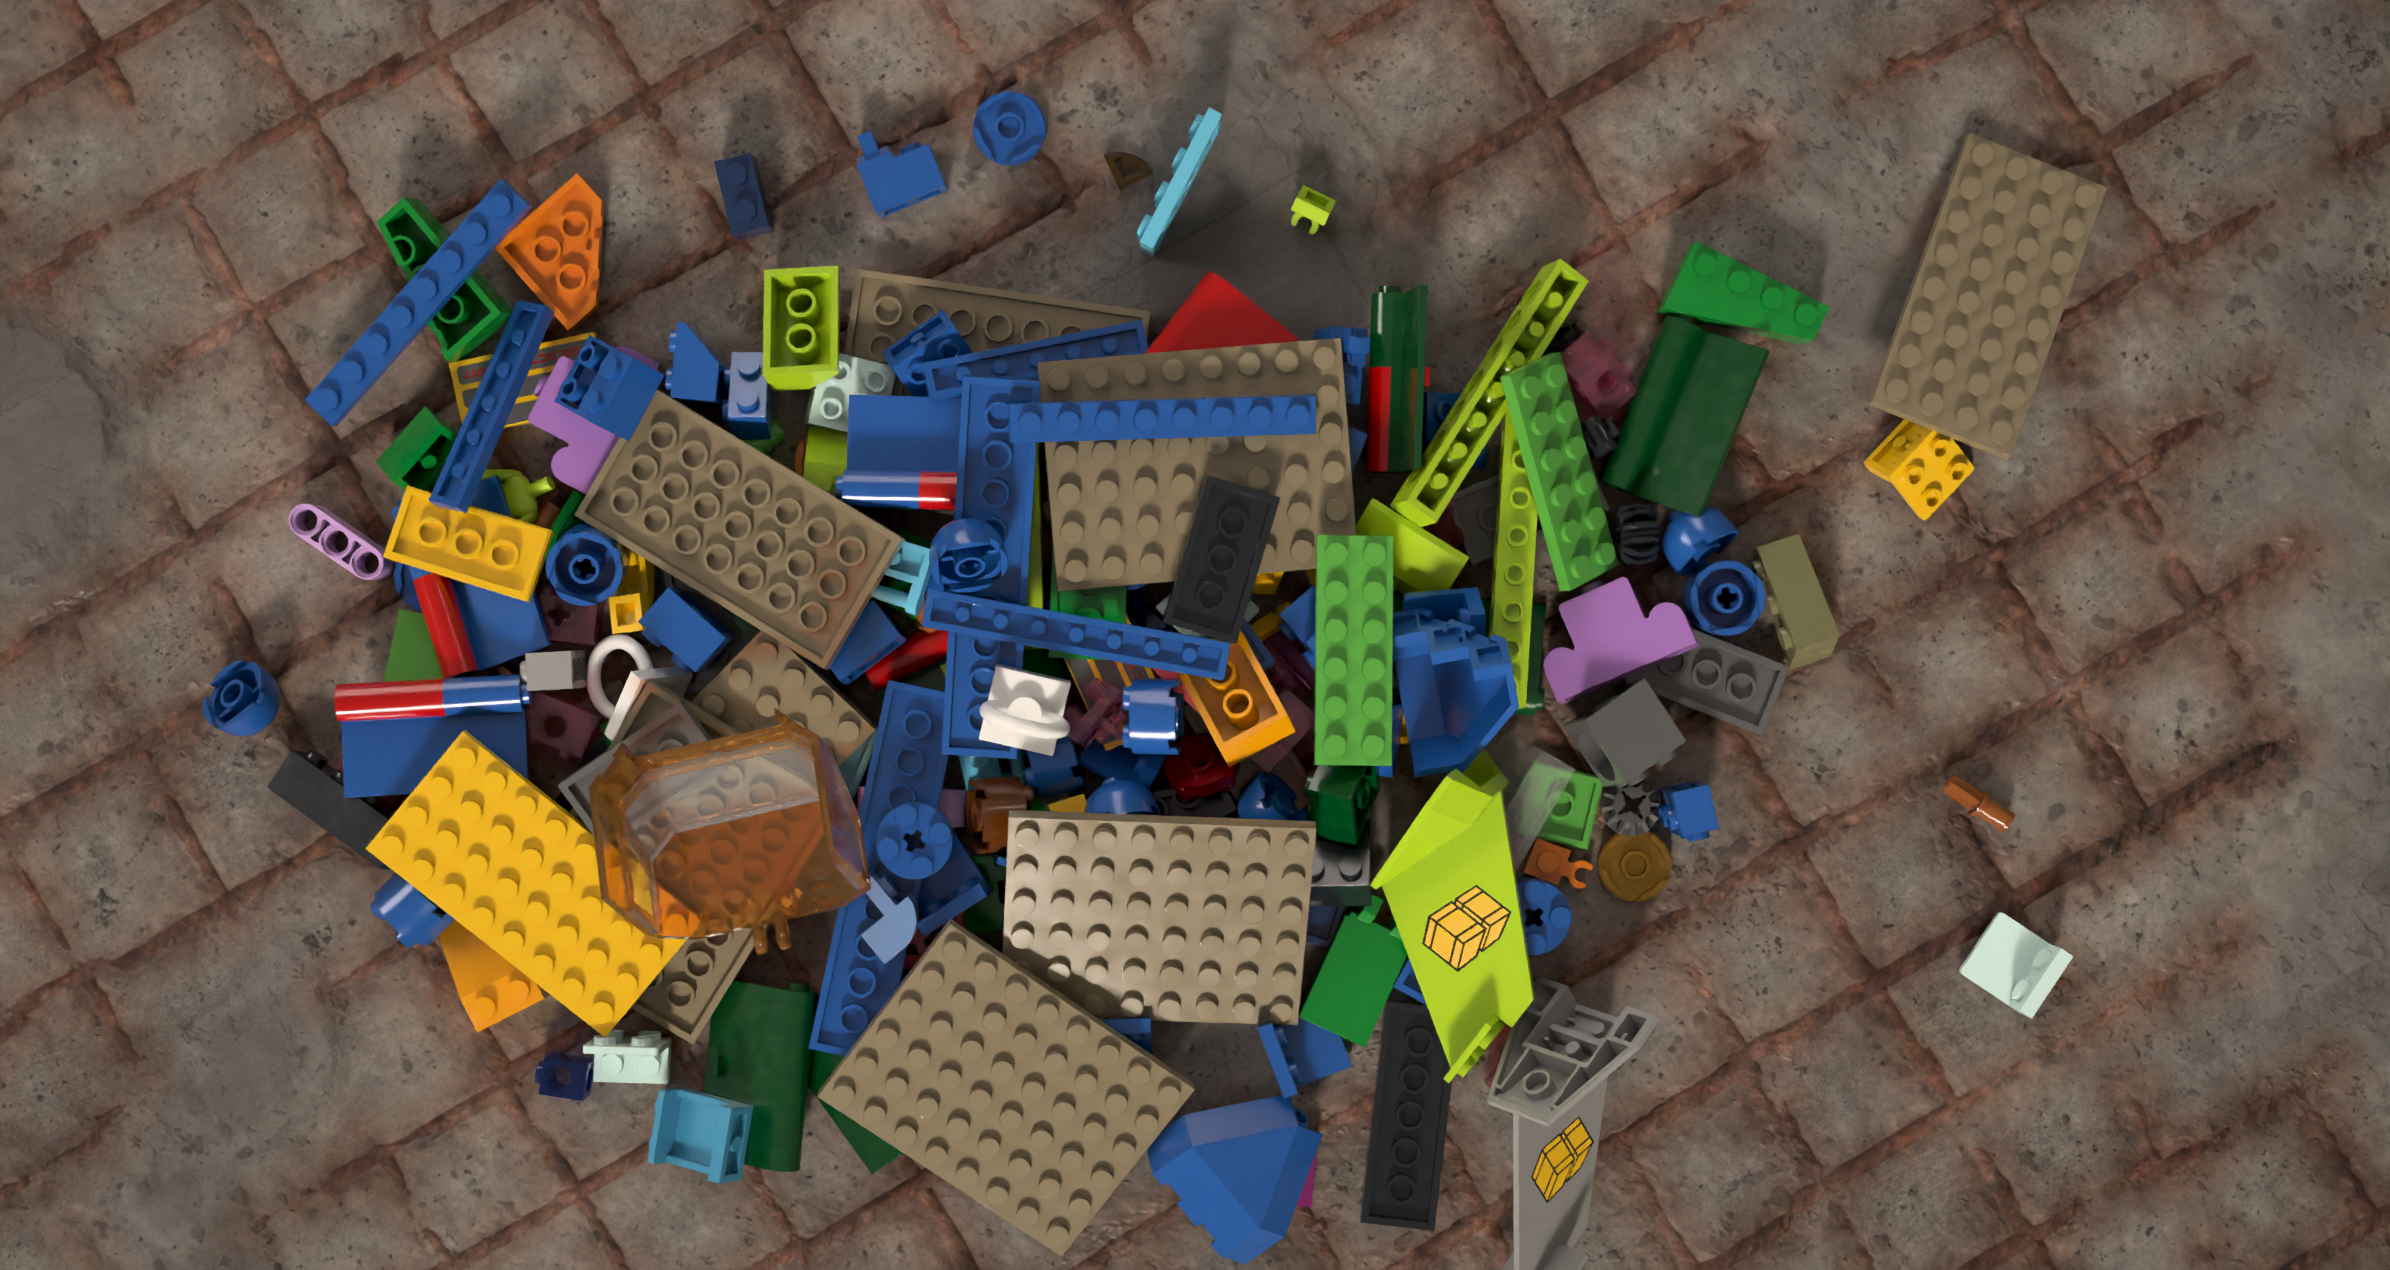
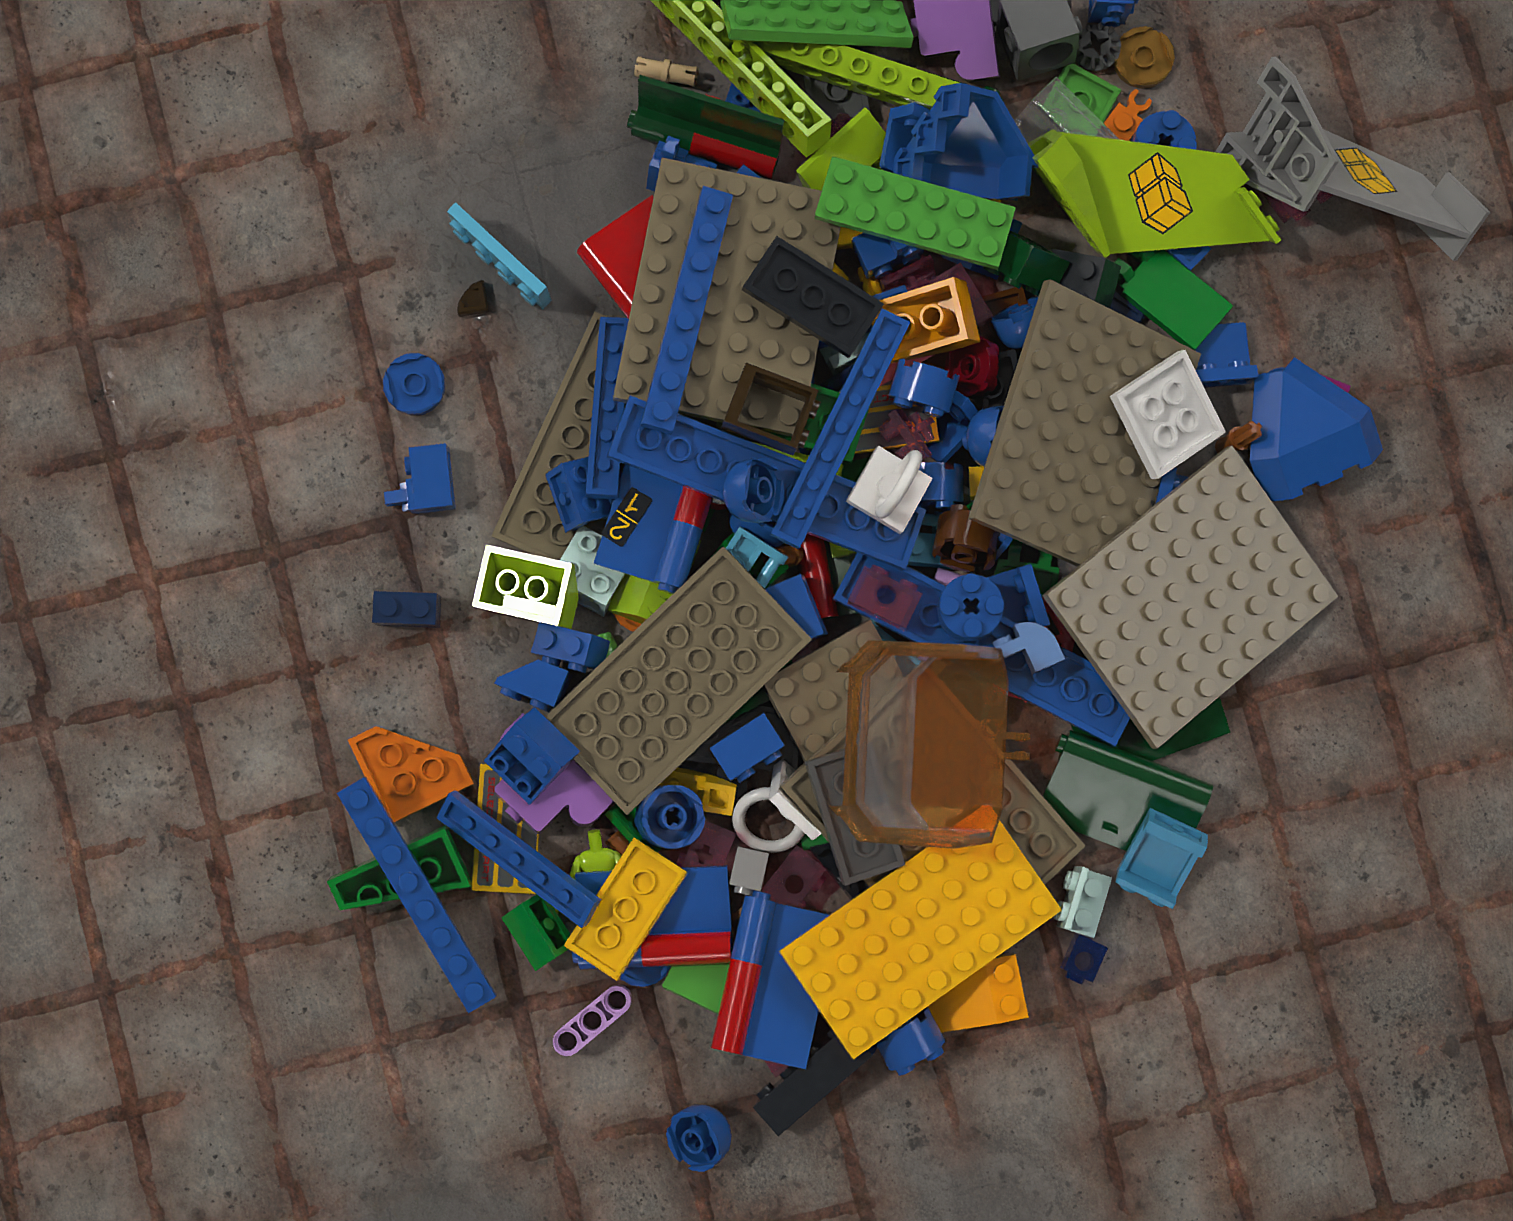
camera: 75 degrees left, 5 degrees down
(886, 757) = (865, 597): none -> clear pink brick
(912, 417) = (626, 516): none -> black sticker
(1083, 592) = (779, 384): none -> dark brown window
(1207, 1006) = (1167, 414): none -> white plate
(1208, 1094) = (1240, 437): none -> dark orange axle
(1312, 206) = (547, 160): lime tile -> none
(1407, 1121) = (1300, 289): black plate -> none
(1458, 314) = (666, 71): none -> tan pin

